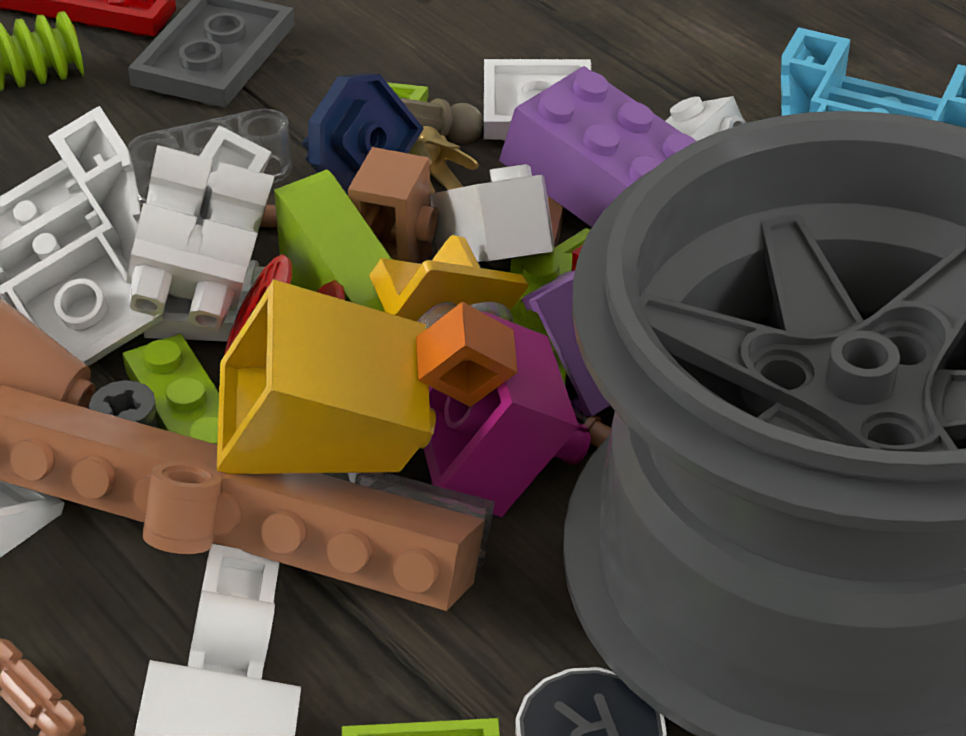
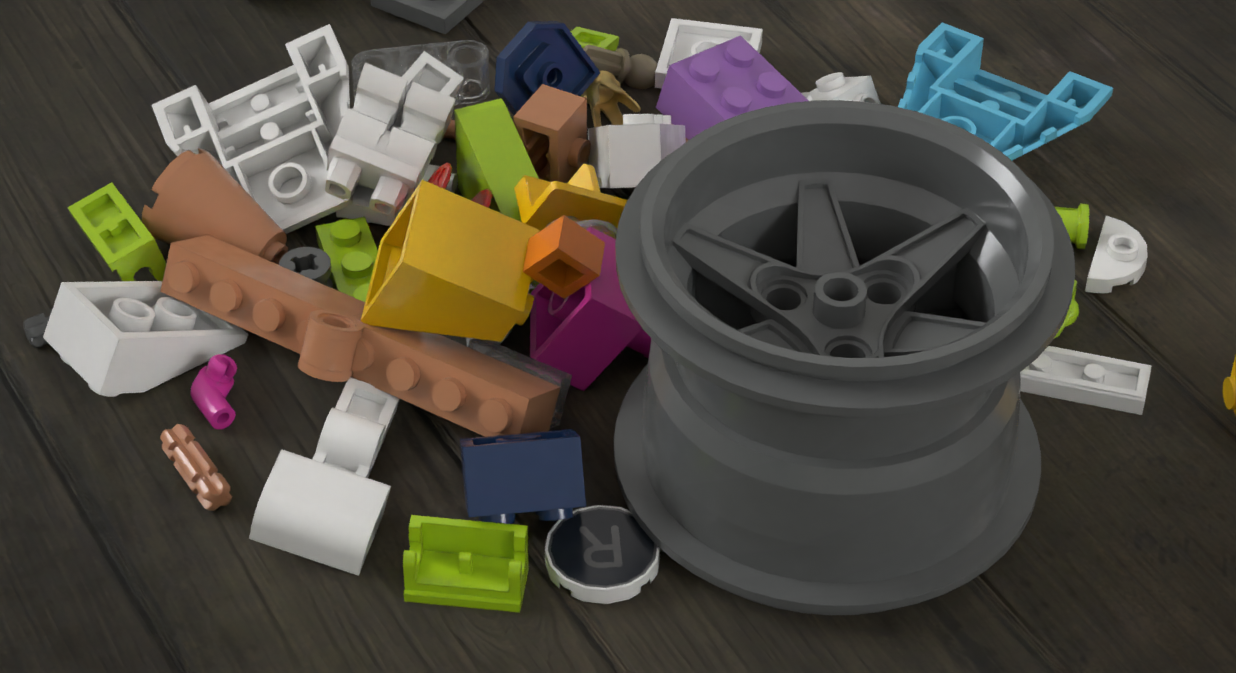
camera: 10 degrees right, 0 degrees up
(32, 582) = (212, 388): none -> dark pink arm
(474, 647) = (523, 475): none -> dark blue brick

